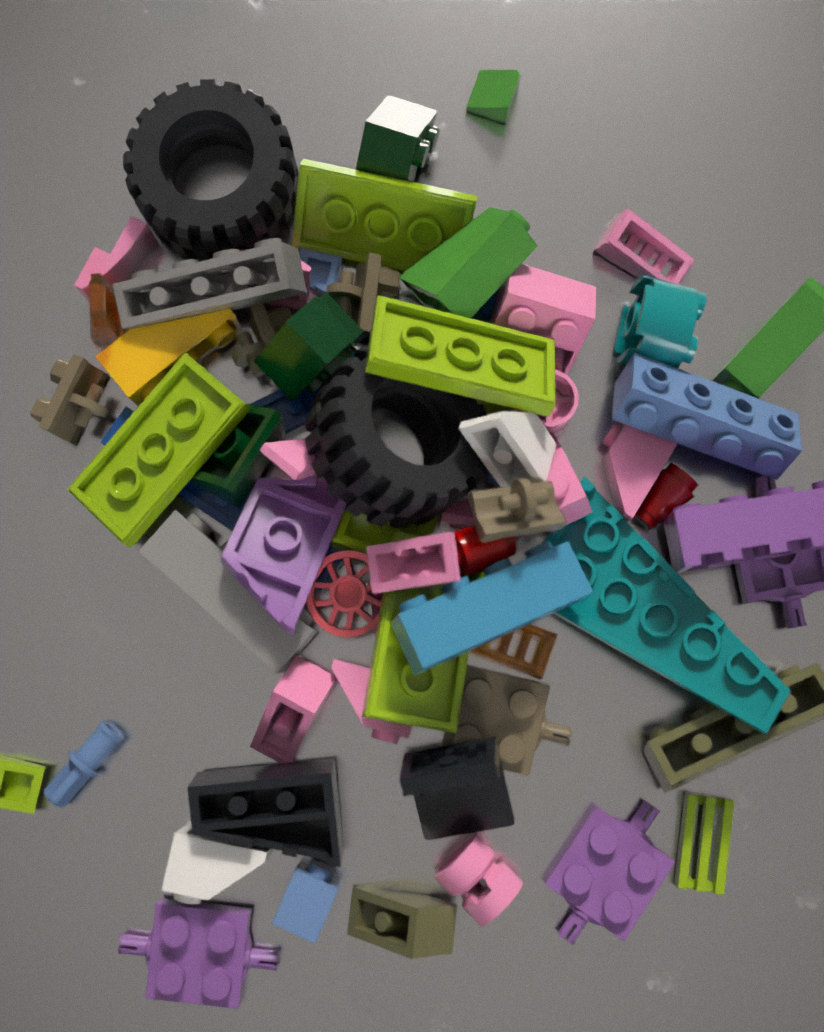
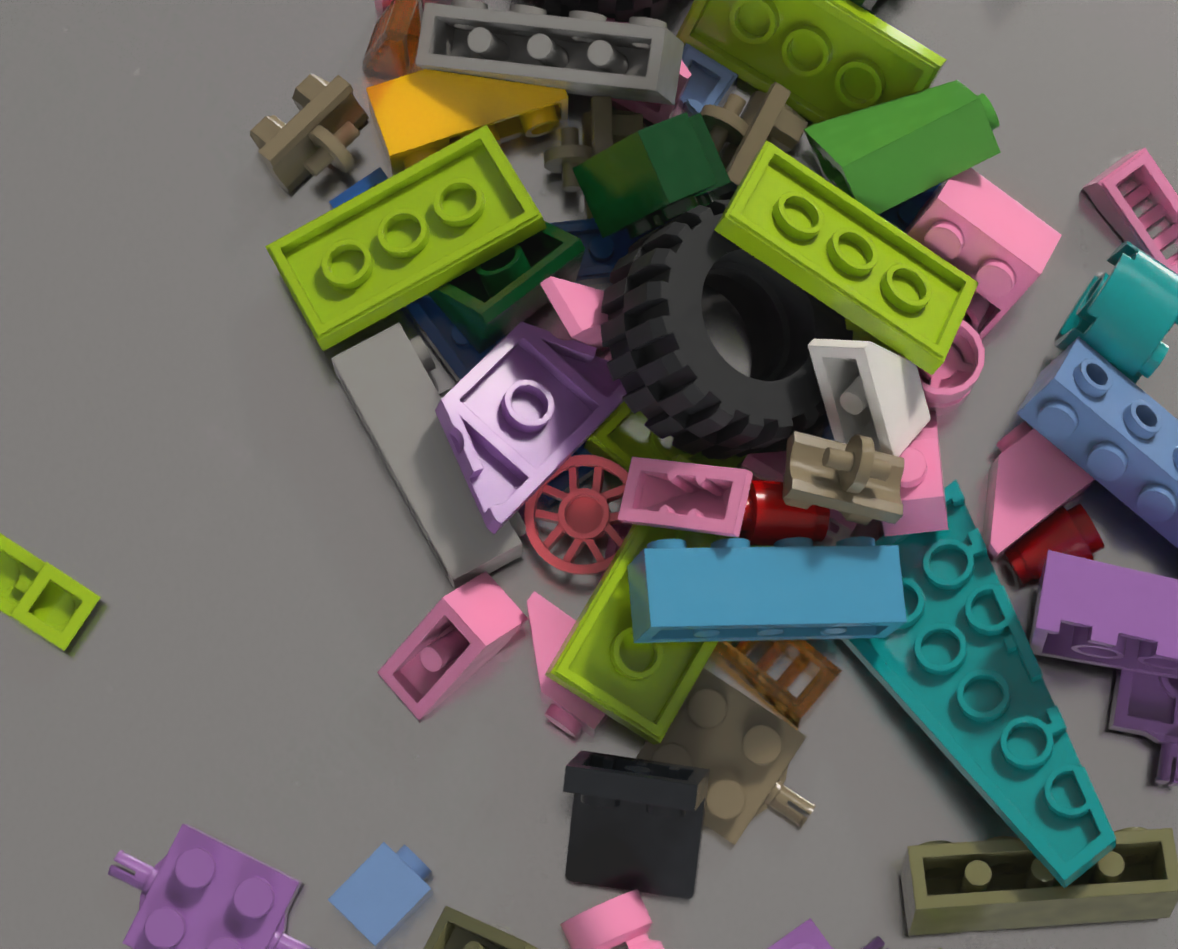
camera: 15 degrees right, 5 degrees down
(83, 764) = (150, 612): medium blue axle -> none
(205, 866) = (271, 800): white slope -> none
(271, 807) = (385, 754): black wedge -> none

